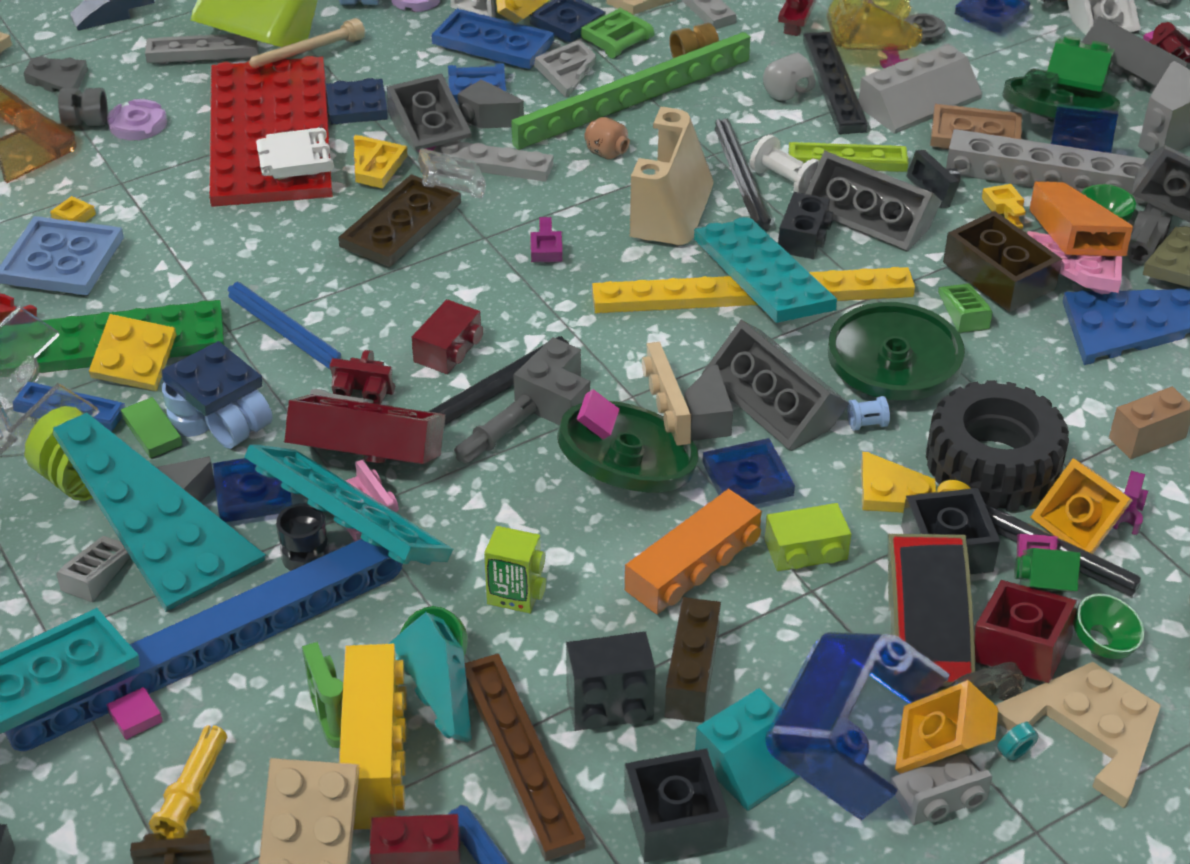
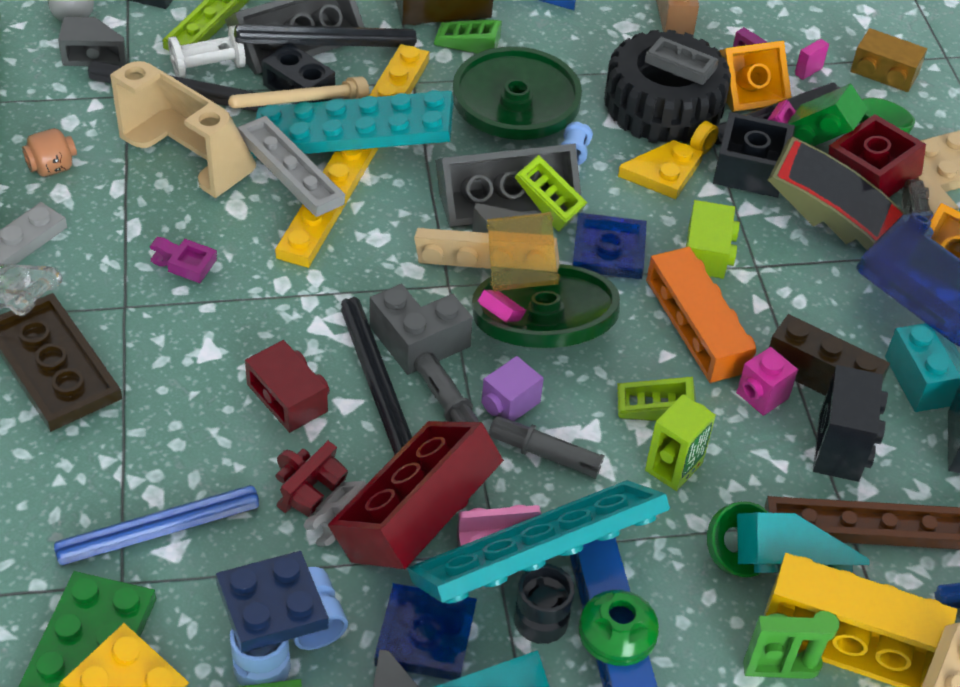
camera: 70 degrees left, 5 degrees up
(291, 589) = (613, 641): none -> green piece
(477, 491) = (546, 446): none -> dark grey axle
(516, 456) = (512, 390): none -> medium lavender brick
(580, 565) = (658, 389): none -> lime slope
(640, 613) = (767, 381): none -> dark pink brick
(659, 399) = (522, 251): none -> clear yellow piece
(674, 249) = (291, 166): none -> light grey plate
(744, 107) = (90, 40): none -> dark grey slope
(775, 429) = (542, 199): none -> lime slope
(815, 258) = (350, 89): none -> tan piece
(864, 217) = (323, 35): none -> black axle
(1004, 423) = (681, 60): none -> dark grey plate
(1163, 550) = (811, 59): none -> dark pink tile

